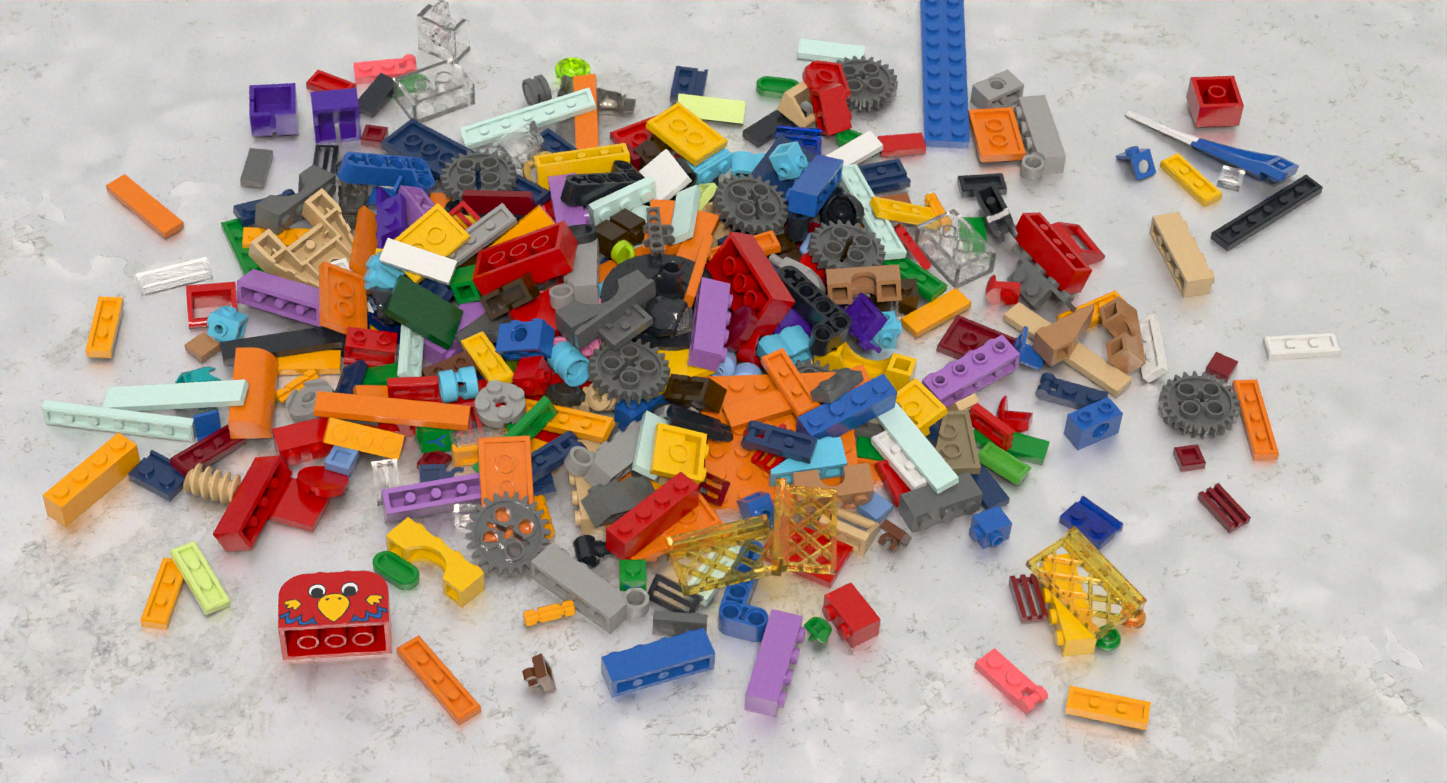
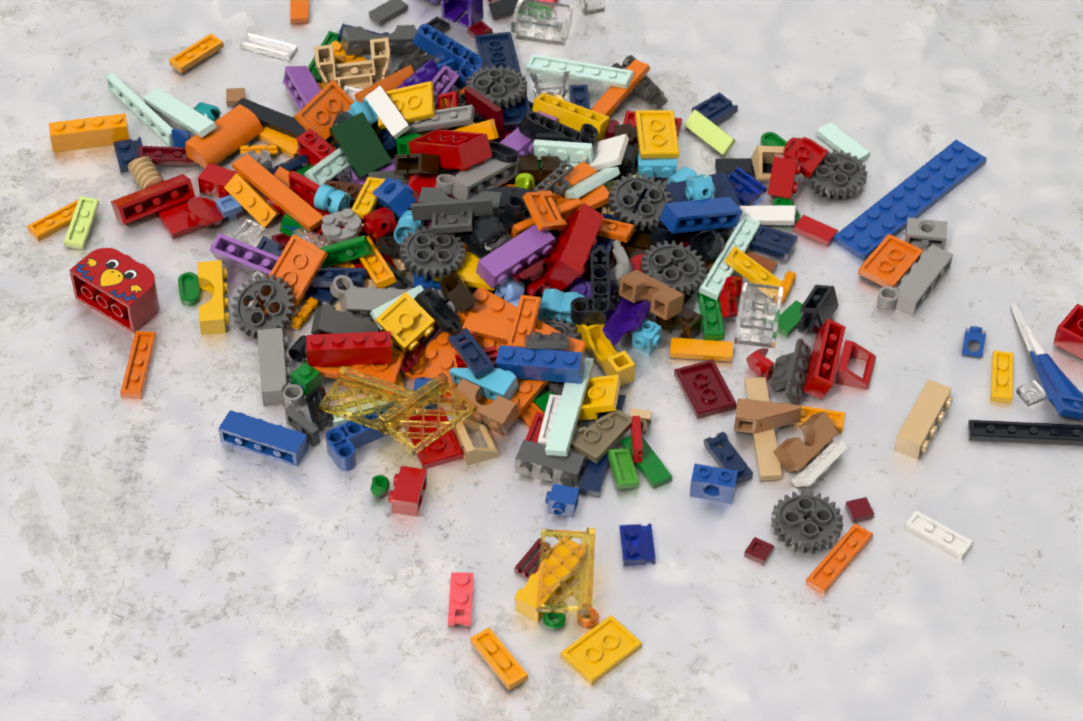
camera: 45 degrees right, 0 degrees up
(209, 296) = (269, 68): red tile -> none
(227, 324) = (258, 90): medium azure brick -> none
(536, 90) = (606, 55): dark grey wheel -> none
(540, 674) = (193, 398): reddish brown tile -> none
(549, 612) = (241, 369): light orange axle -> none
(575, 64) = (658, 57): clear neon green gear -> none
(701, 262) = (544, 211): none -> orange plate
(774, 662) = (328, 485): medium lavender brick -> none
(876, 509) = (508, 442): medium blue tile -> none
(895, 534) = (496, 462): reddish brown tile -> none
(968, 183) = (844, 291): black tile -> none
(973, 371) = (669, 398): medium lavender brick -> none
(1016, 420) = (663, 445): red plate -> none
(1027, 354) = (725, 409): blue bracket -> none
(1173, 636) = (601, 650): none -> yellow tile
(1227, 505) = (742, 582): dark red tile -> none

